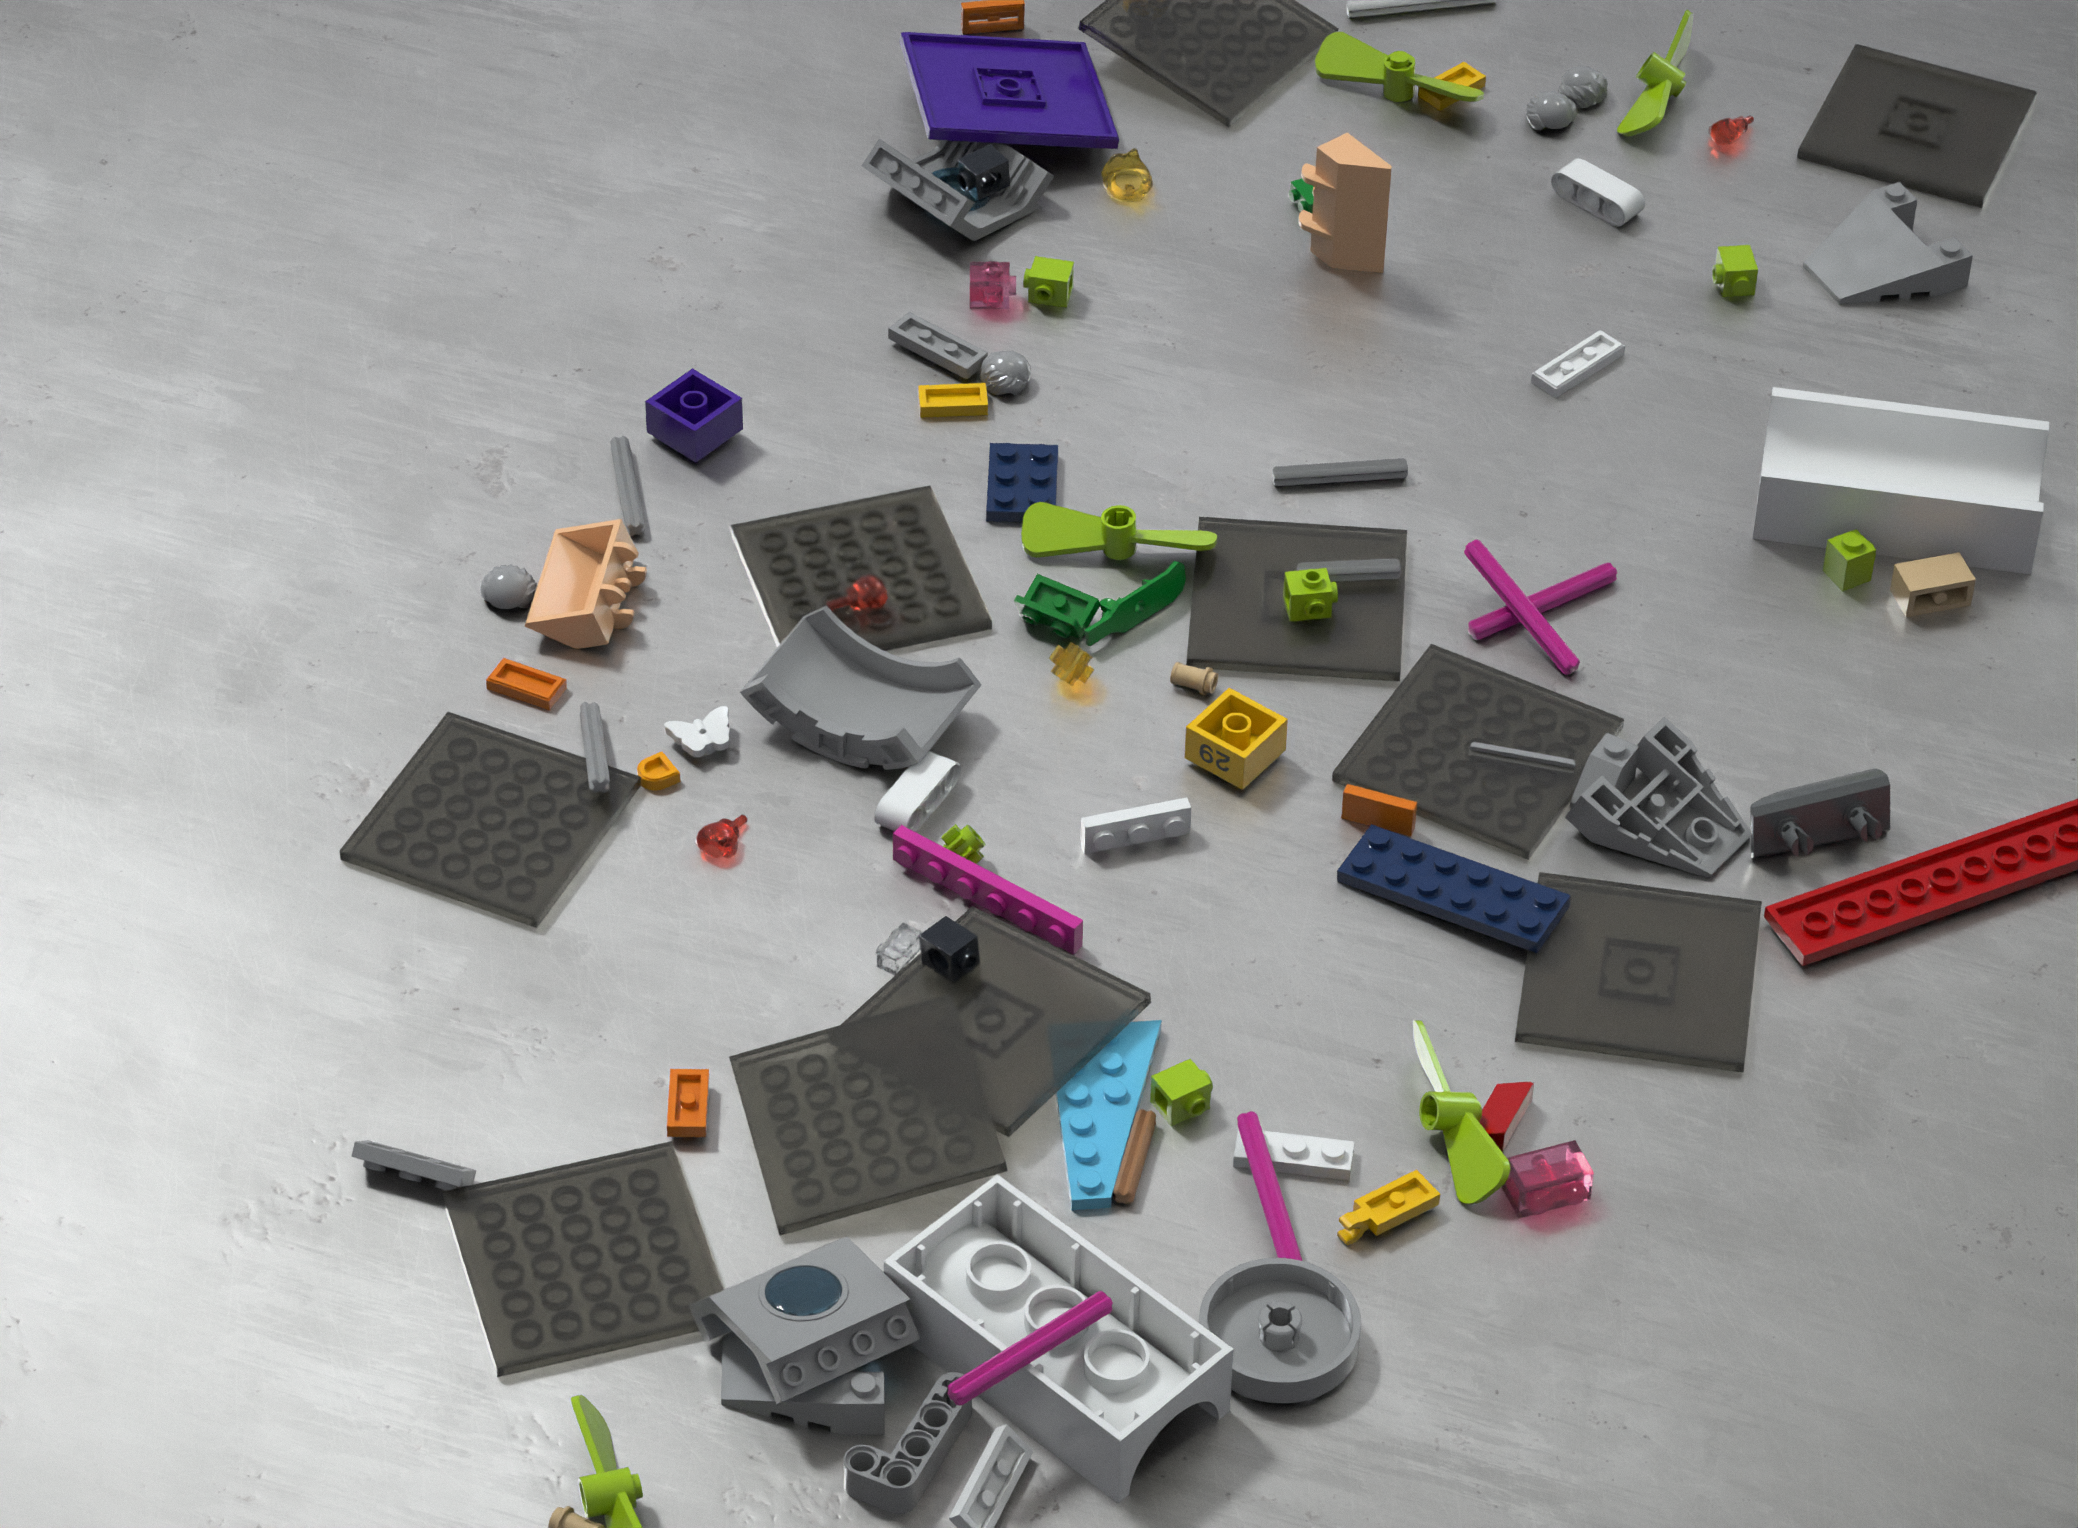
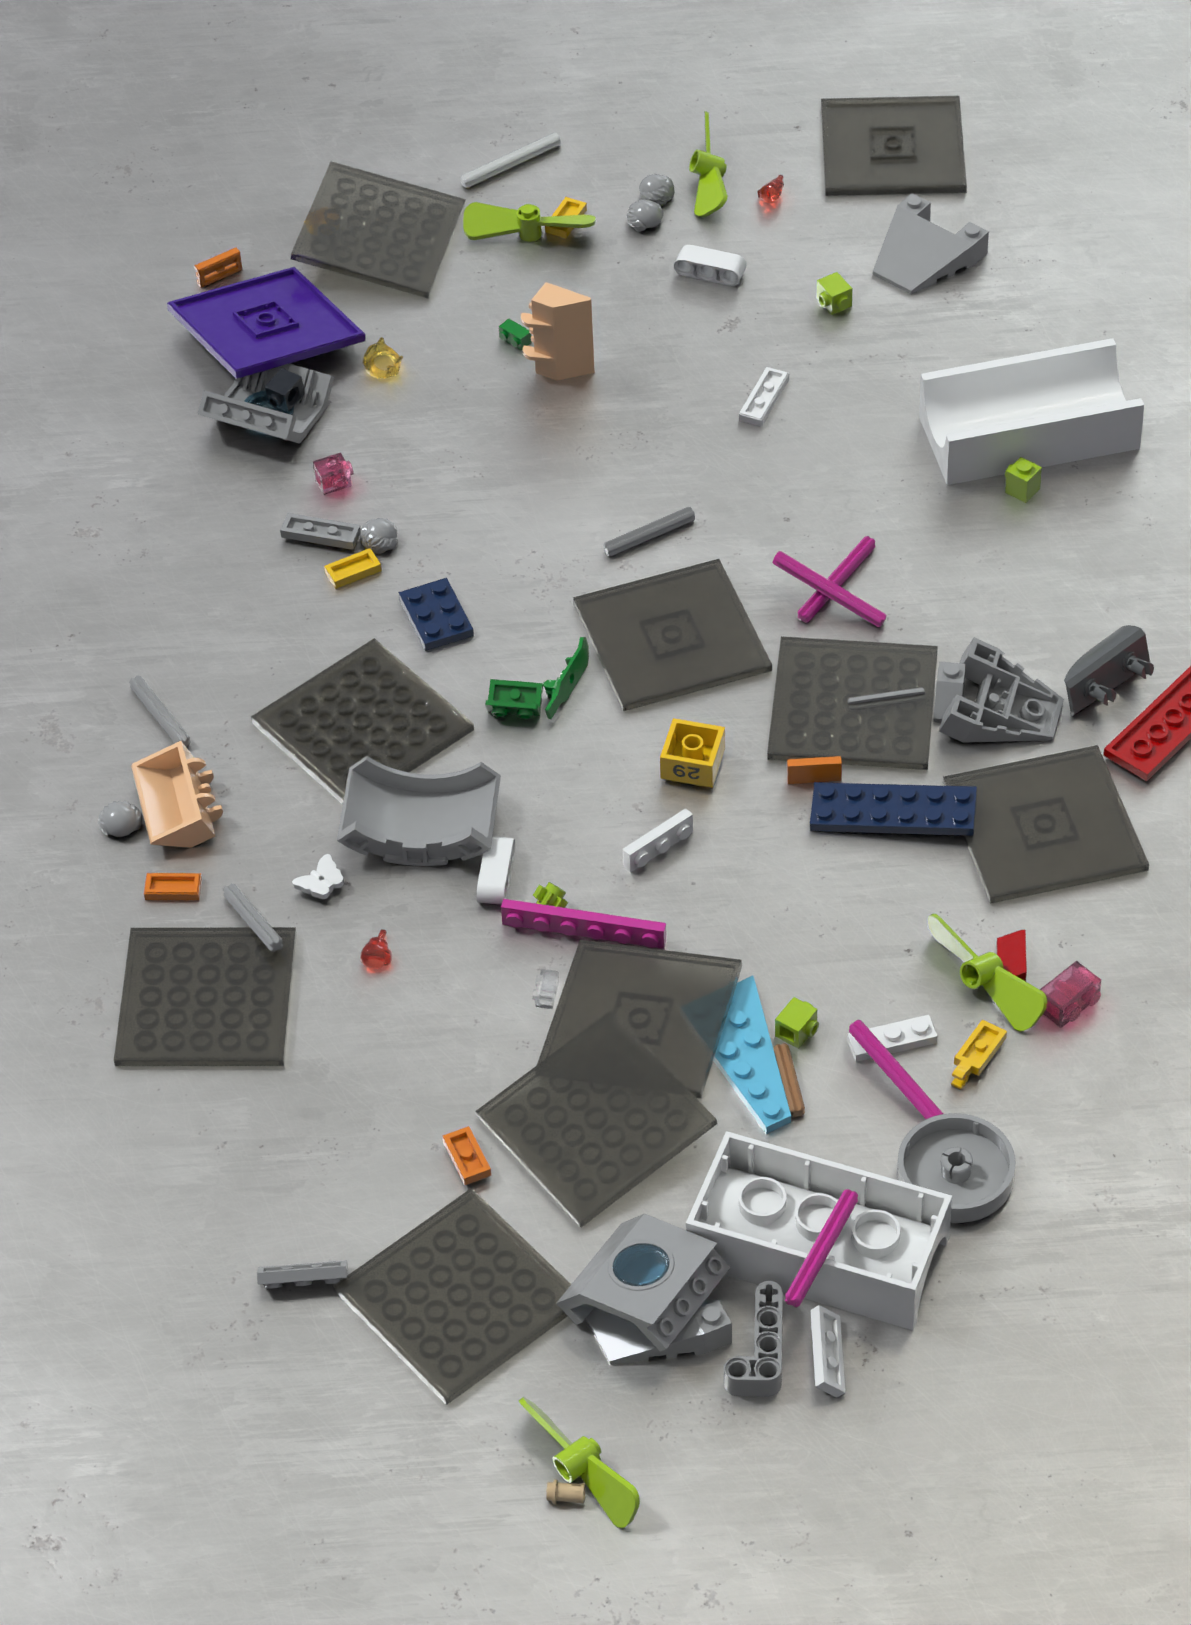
camera: 20 degrees left, 5 degrees up
(657, 772) = (304, 919): light orange tile -> none
(694, 415) = (181, 643): dark purple brick -> none
(864, 593) = (376, 736): clear red piece -> none
(949, 949) = (588, 978): black brick -> none
(1049, 281) = (372, 456): lime brick -> none
(1063, 531) = (486, 641): lime piece -> none
(1071, 664) = (549, 737): clear yellow gear -> none
(1194, 678) = (636, 717): tan pin -> none
(1309, 594) = (683, 630): lime brick -> none
(1357, 569) = (698, 603): light grey axle -> none
(1932, 584) = (1085, 478): tan brick -> none

